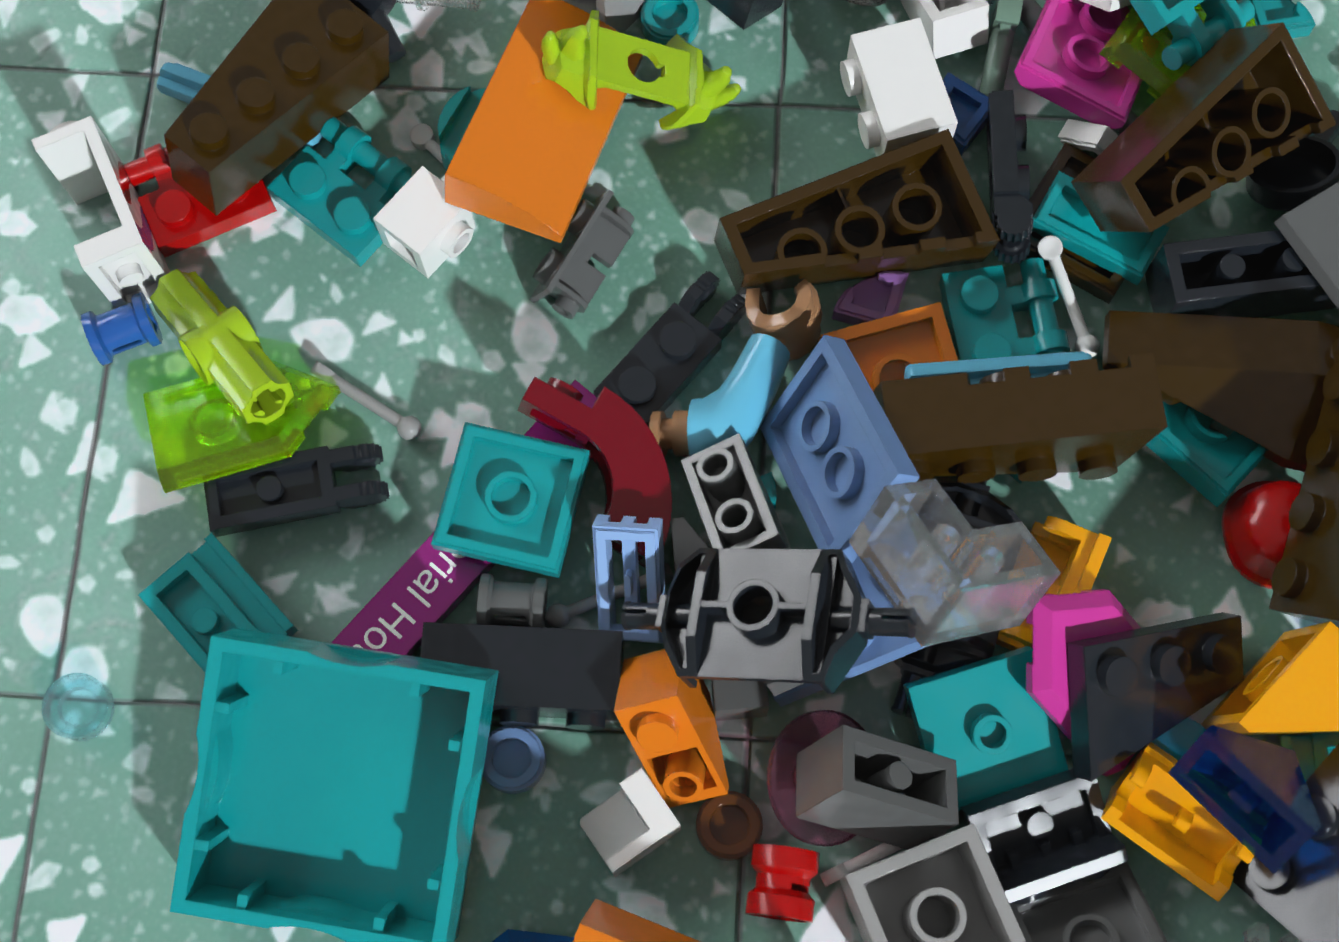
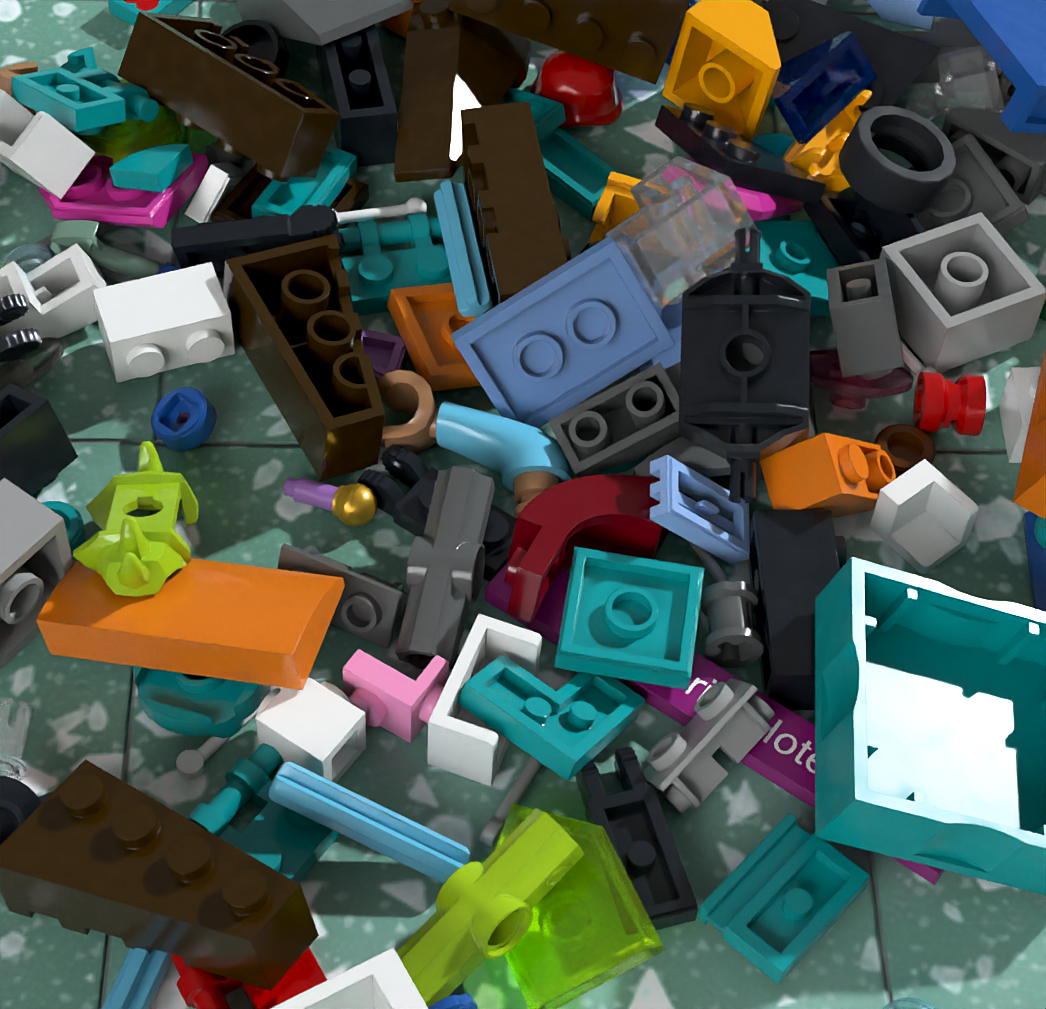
camera: 100 degrees left, 20 degrees down
(323, 262) = (367, 822): none -> medium azure axle
(361, 540) = (721, 722): none -> light grey hinge
(397, 419) = (553, 726): none -> teal plate
(441, 365) = (457, 737): none -> white panel
(452, 287) = (392, 697): none -> bright pink bracket
(581, 335) = (446, 567): none -> dark grey piece
(686, 264) = (351, 503): none -> piece
(791, 120) = (183, 419): none -> blue tile
(1092, 67) = (152, 168): none -> teal tile
(1148, 519) = (574, 171): none -> teal tile
(1170, 894) = (886, 182): none -> black tyre

